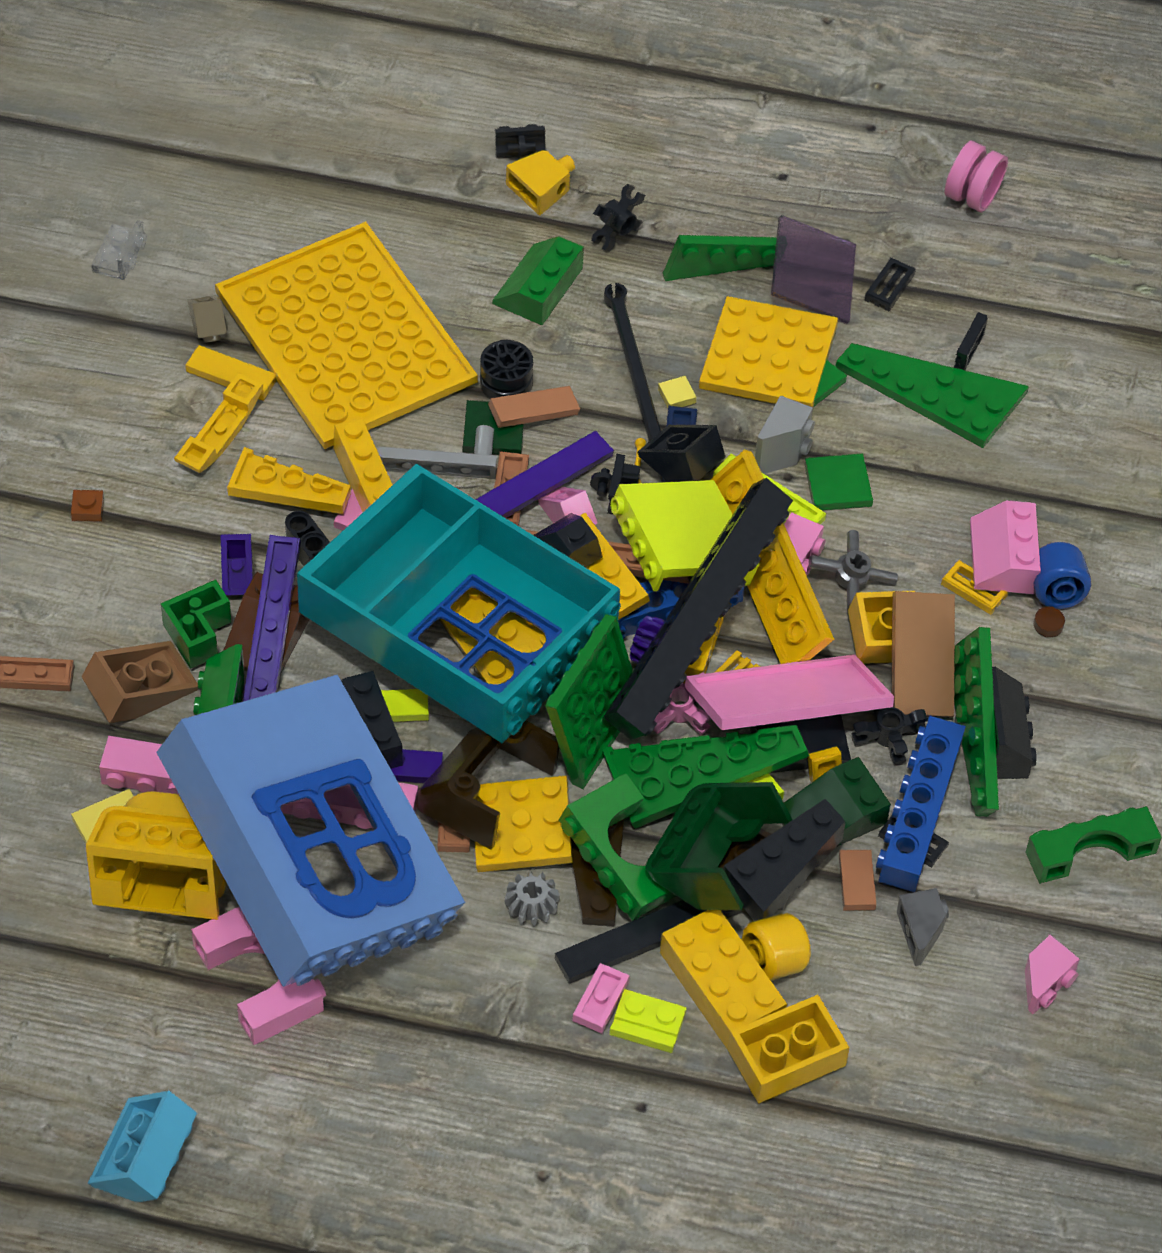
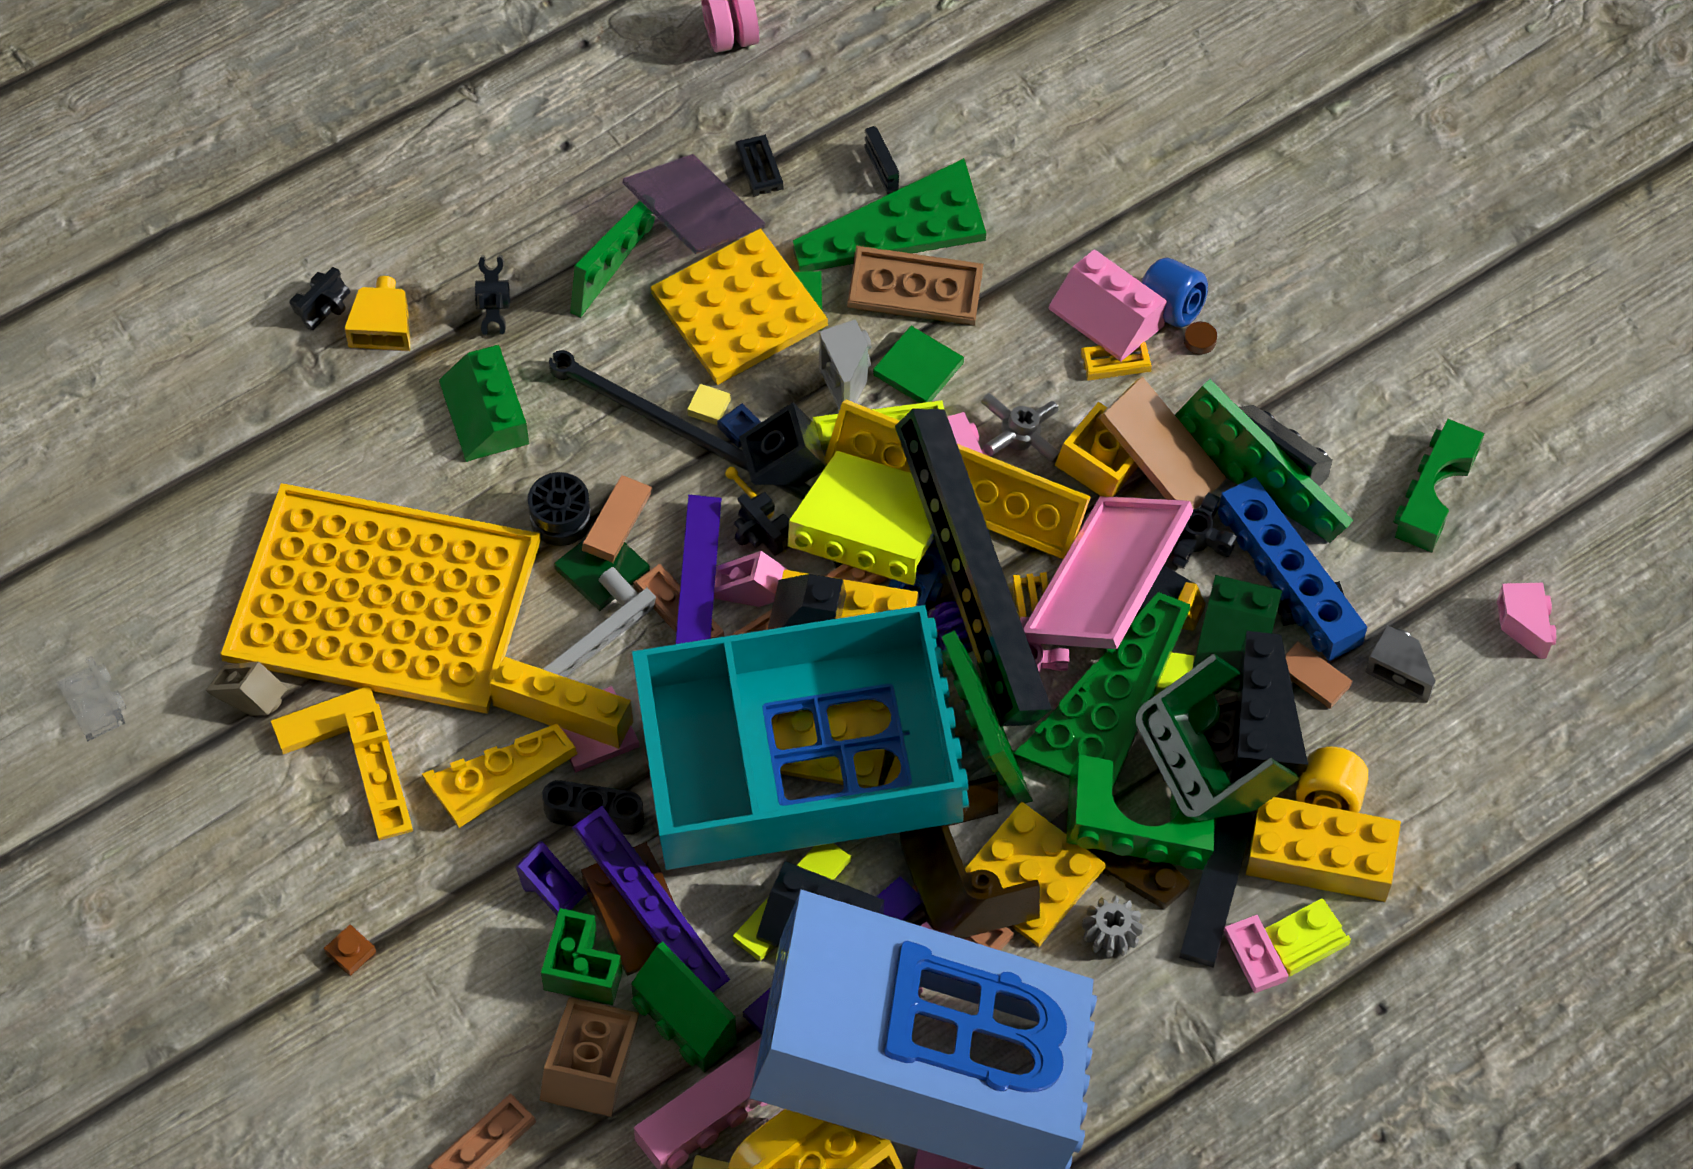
camera: 45 degrees left, 5 degrees up
(788, 1048) = (1436, 855): yellow brick -> none
(897, 433) = (915, 285): none -> medium nougat tile

